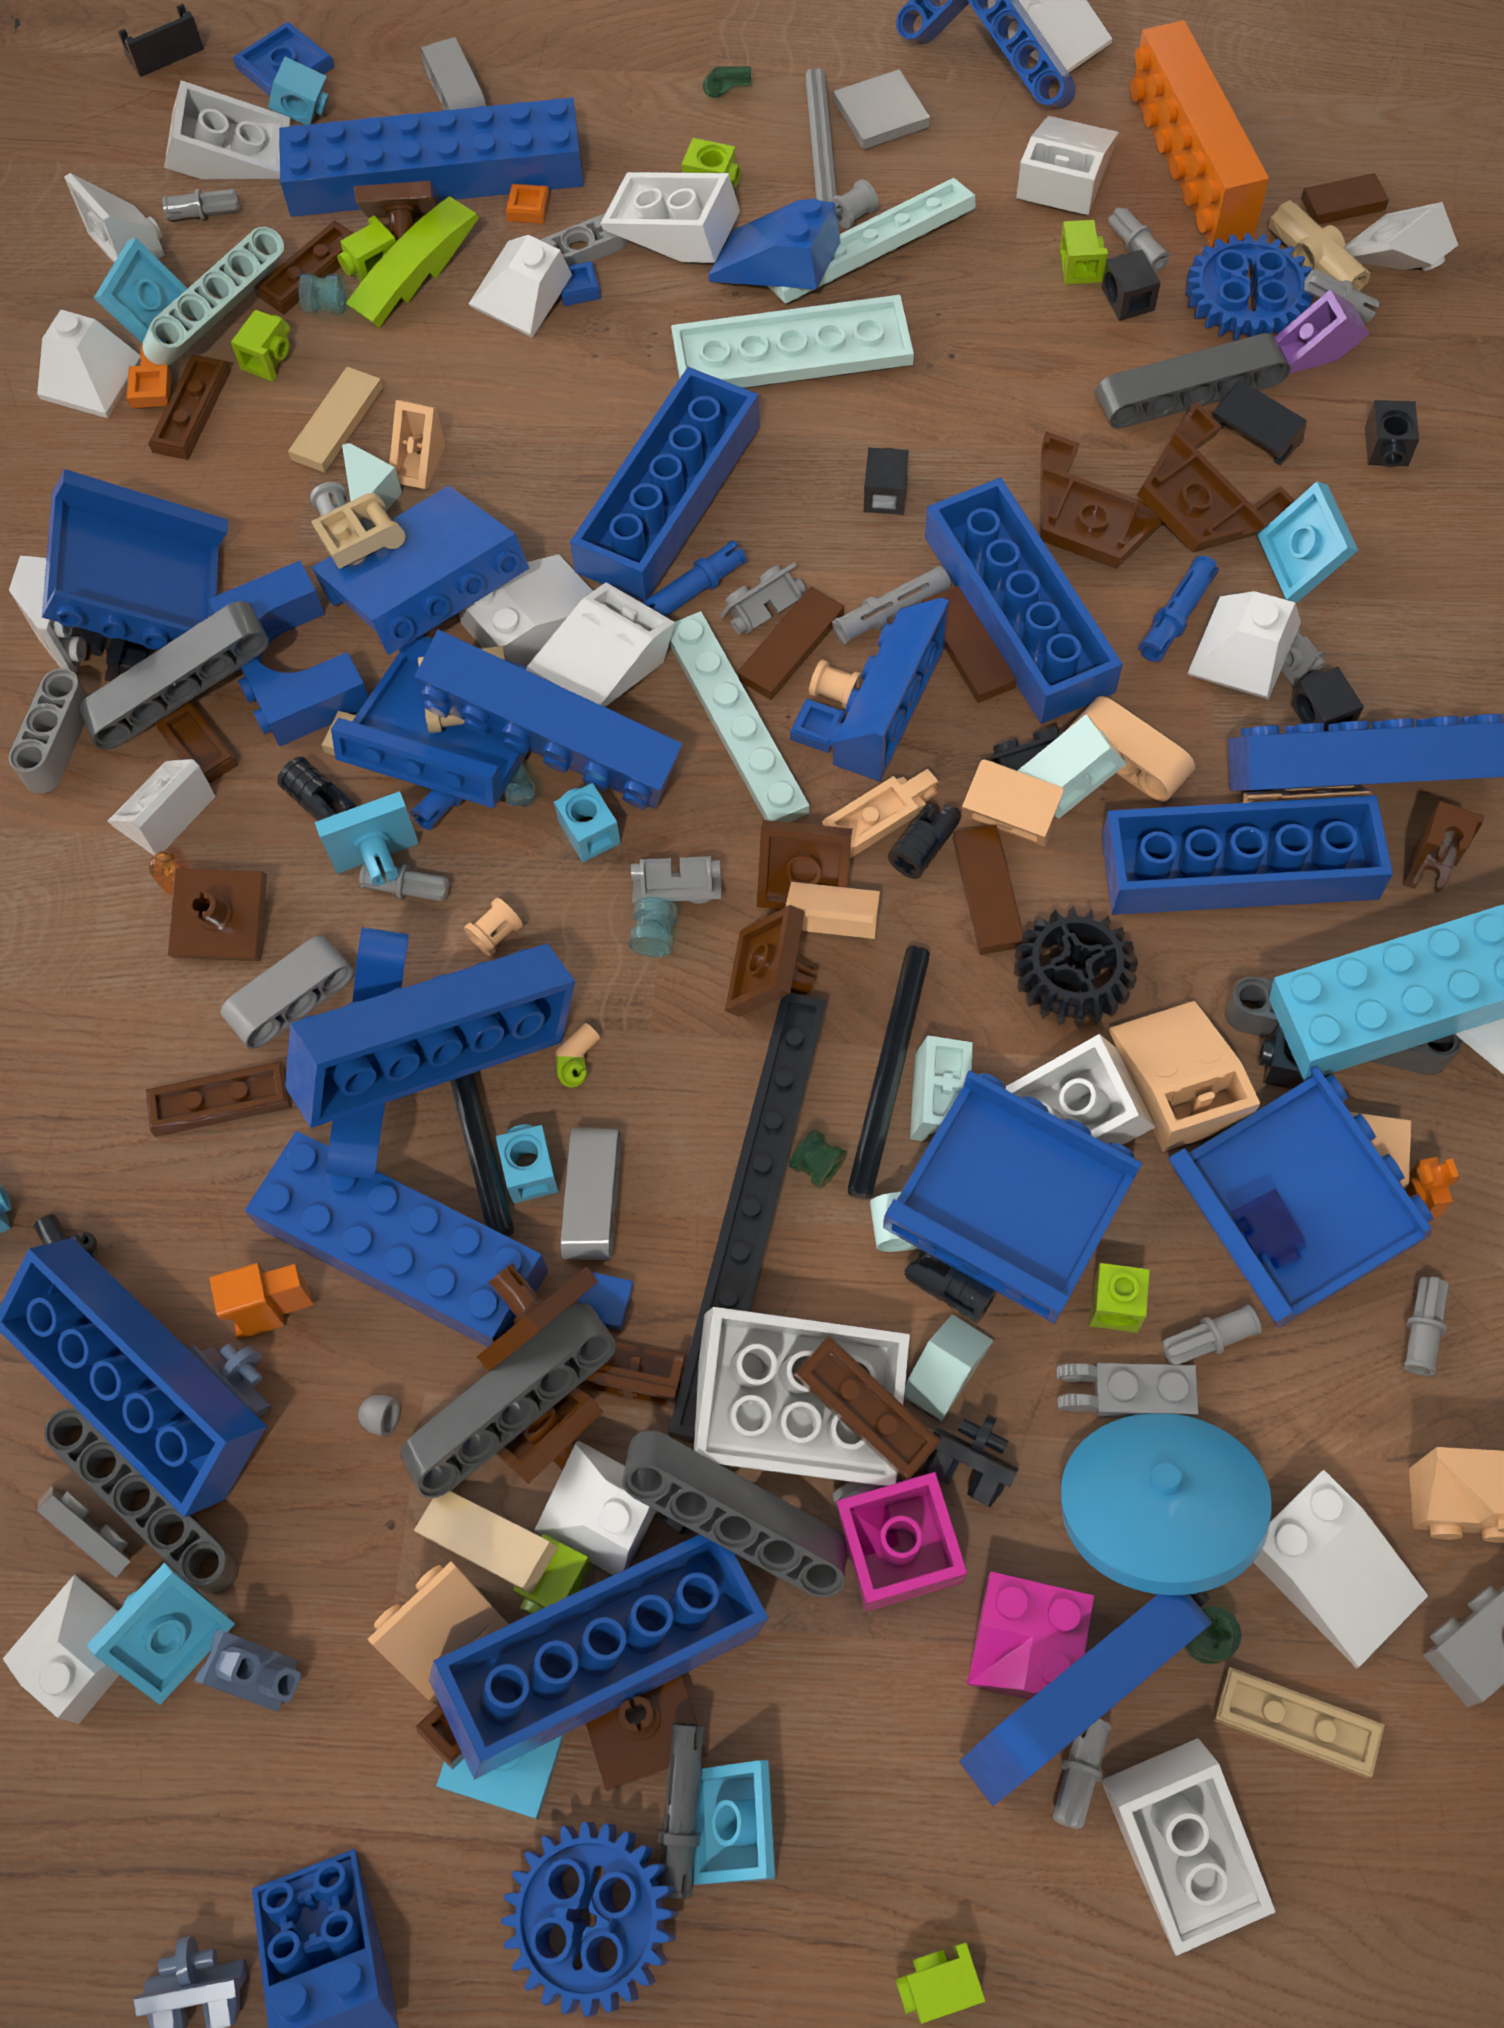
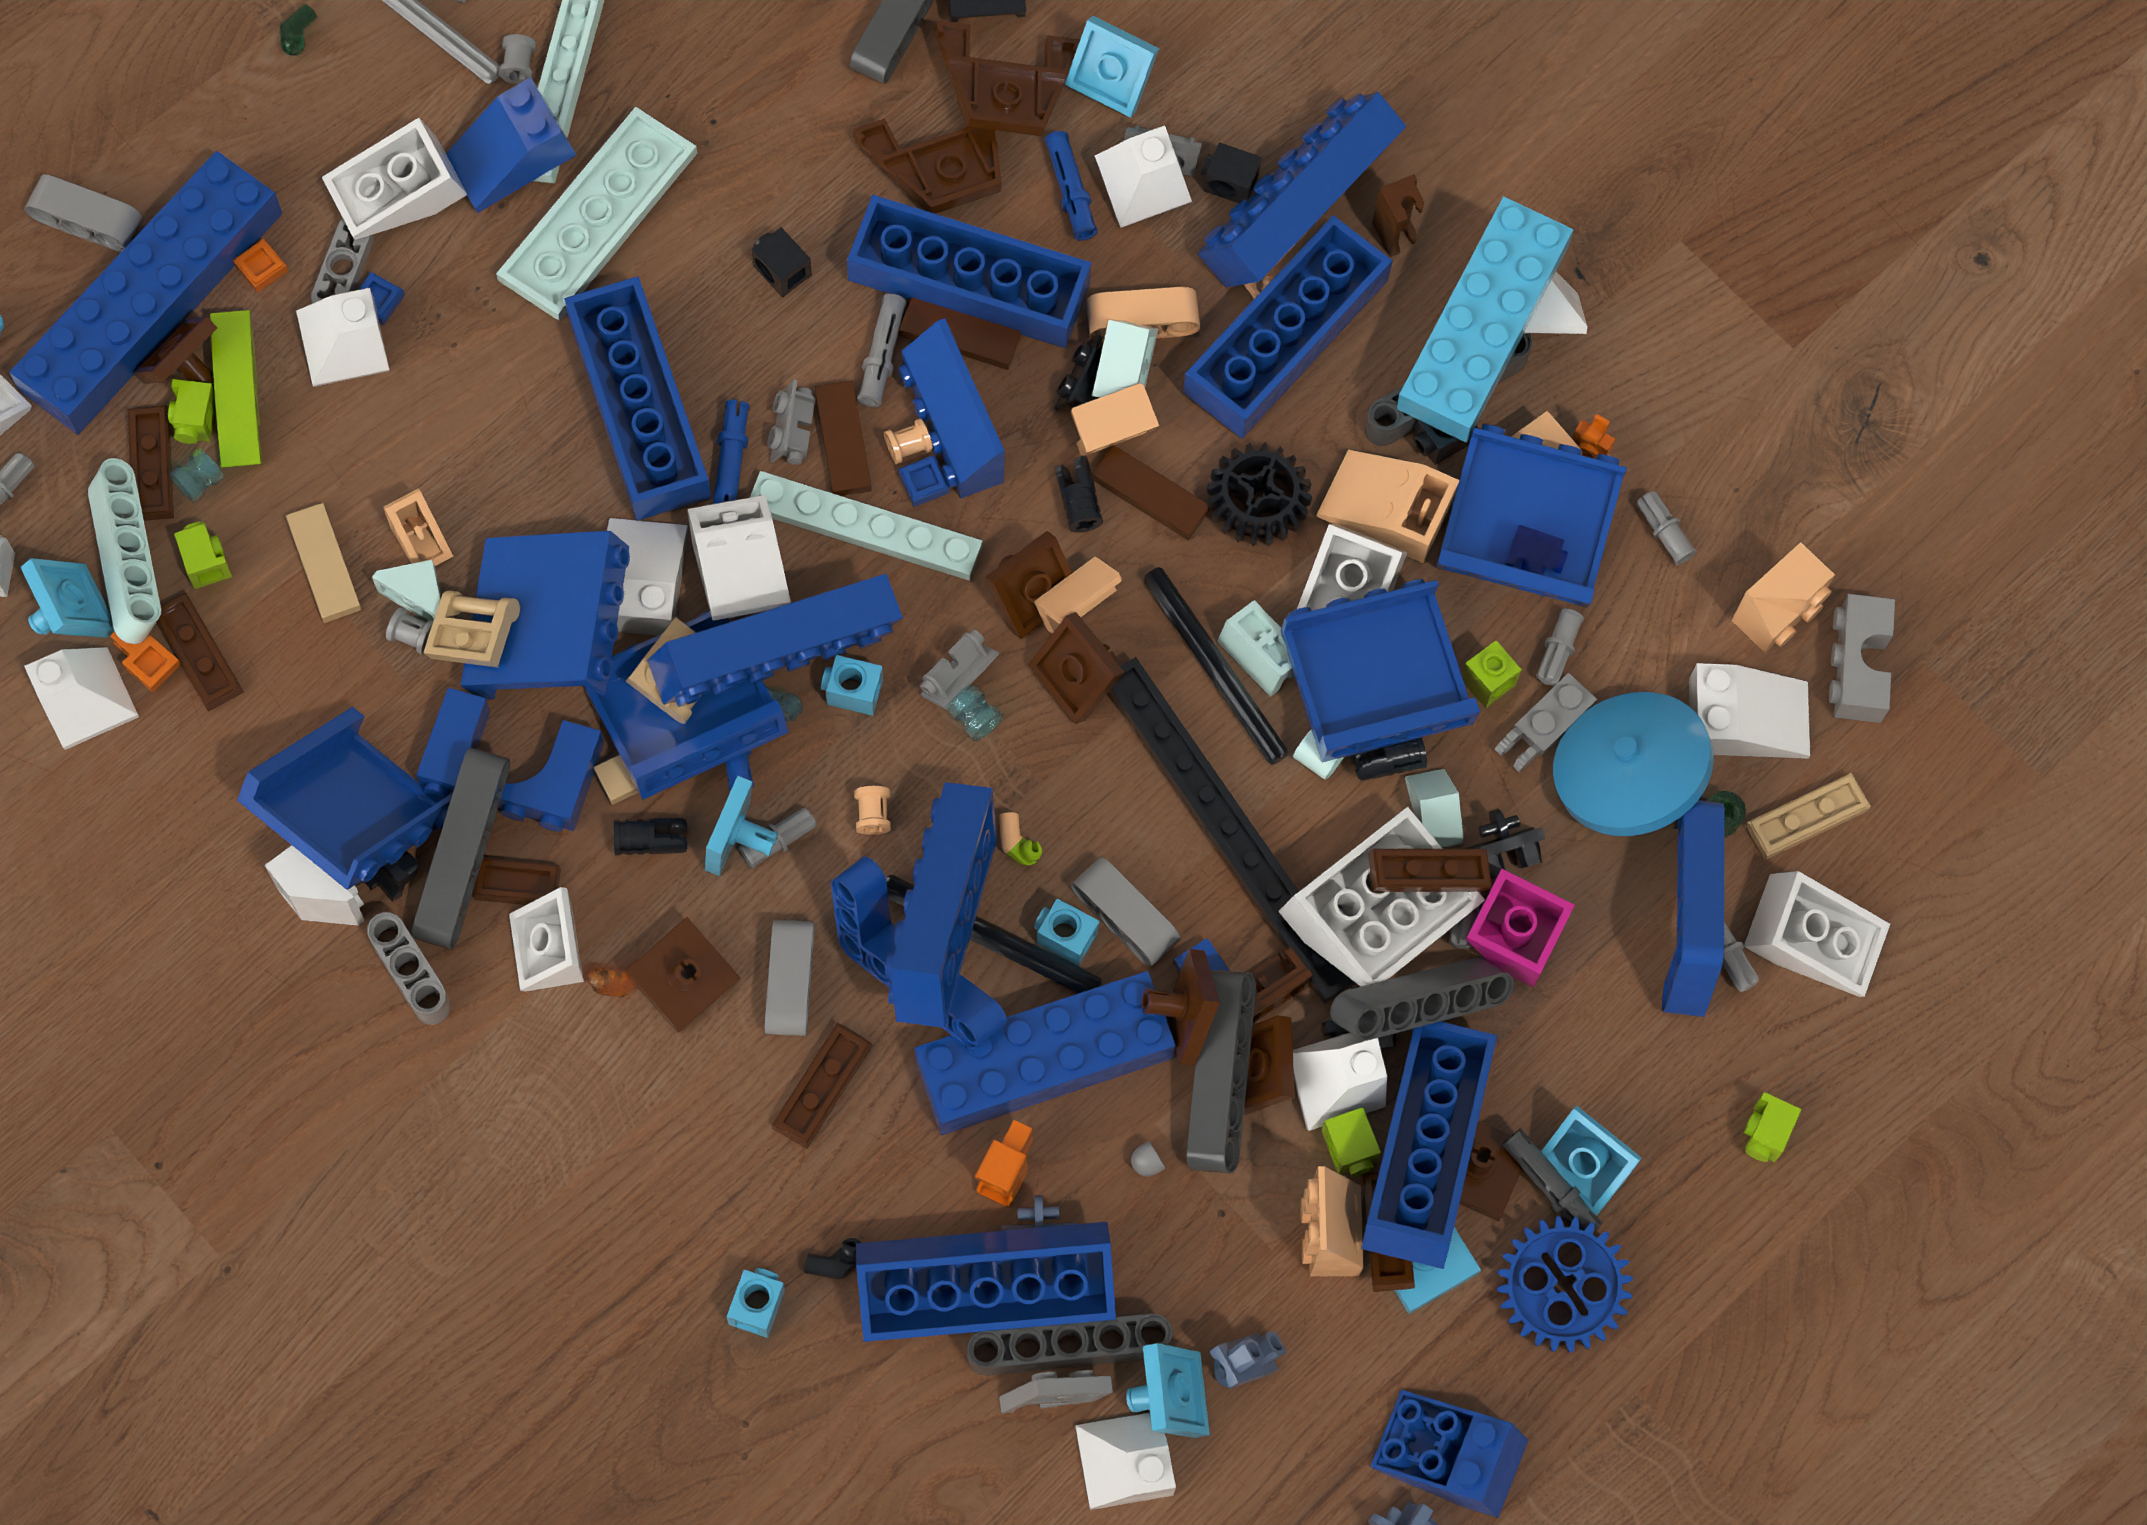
camera: 55 degrees left, 5 degrees up
(486, 1540) = (1294, 1158): tan tile -> none
(711, 157) = (365, 111): lime brick -> none
(818, 1158) = (1235, 759): clear green wheel -> none
(884, 809) = (1031, 501): light nougat hinge -> none
(1027, 1635) = (1633, 911): dark pink slope -> none

